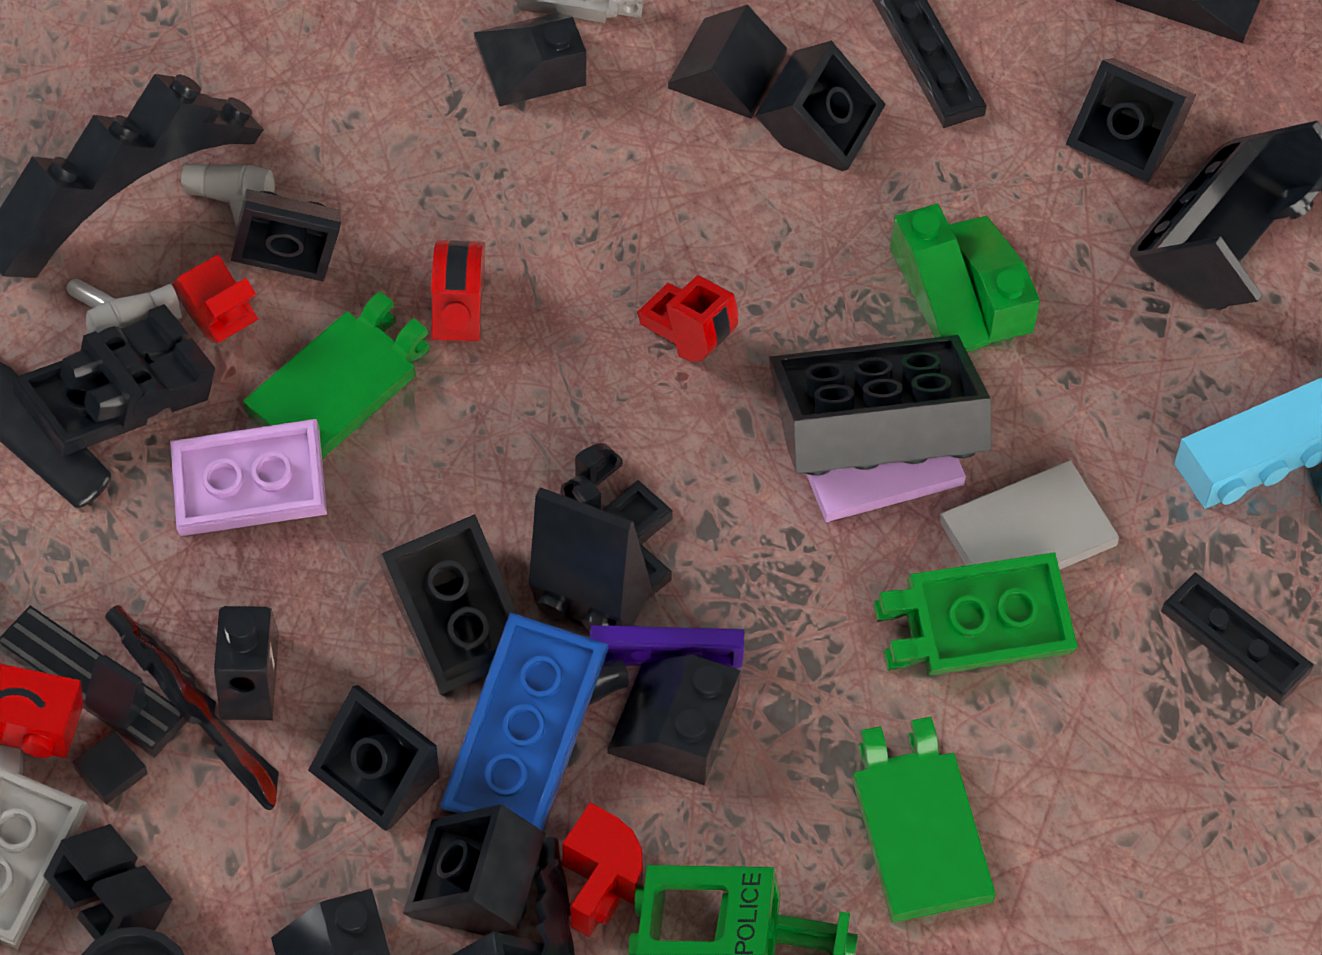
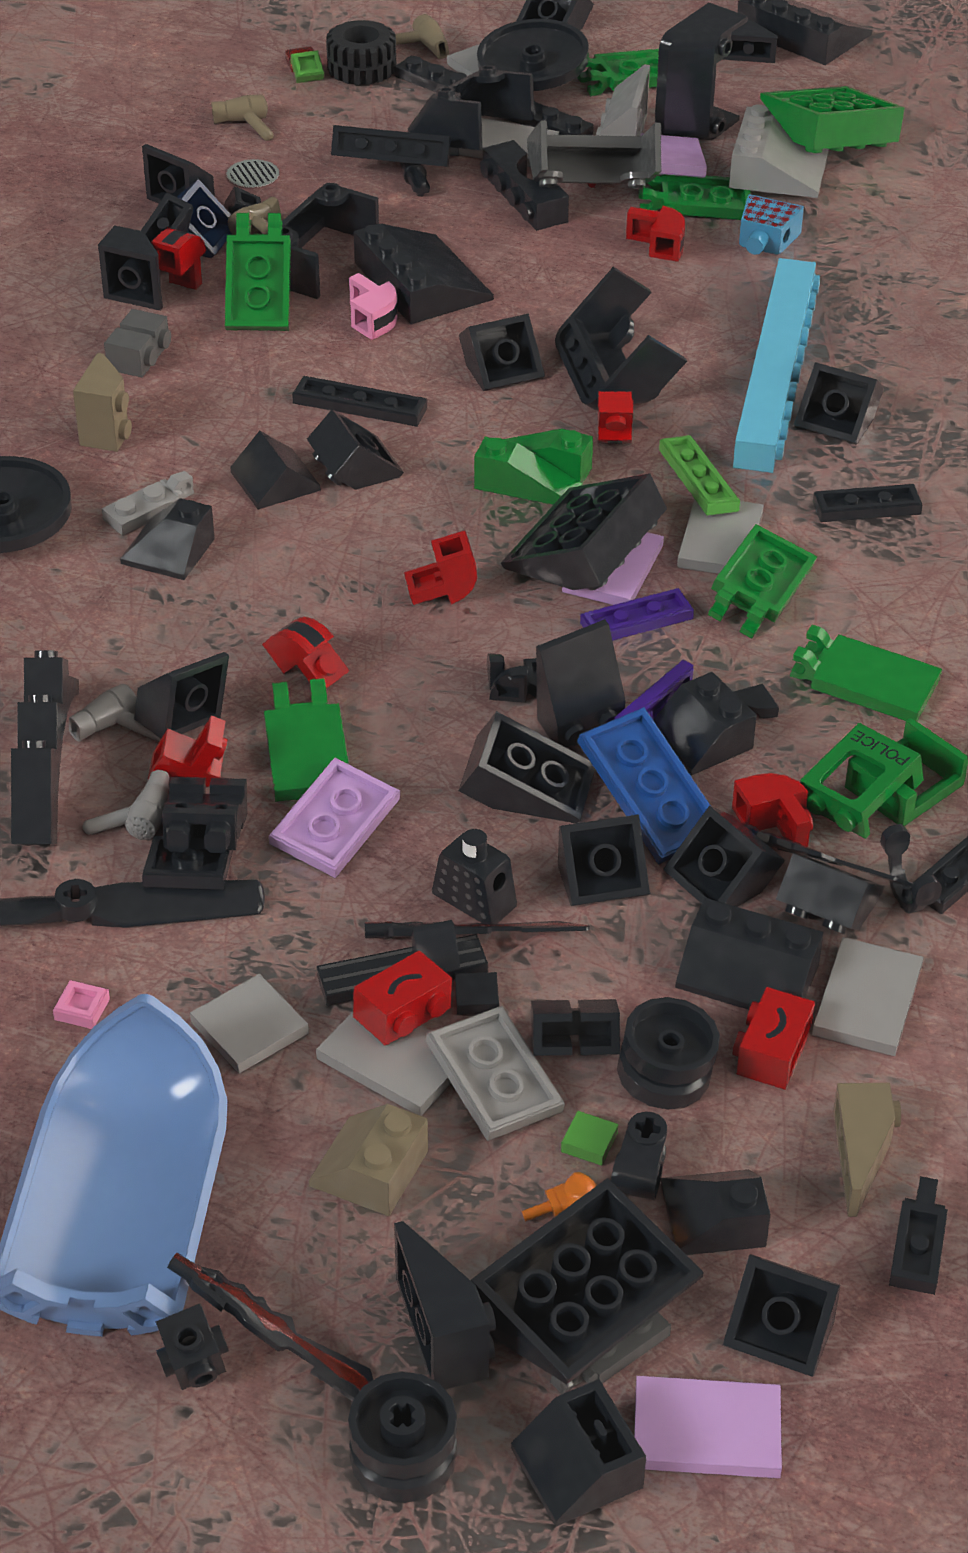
camera: 50 degrees left, 15 degrees down
(773, 739) = (759, 701): none -> black tile
(813, 538) = (642, 614): none -> dark purple tile
(1105, 442) = (699, 475): none -> bright green tile
(1117, 299) = (615, 417): none -> red brick

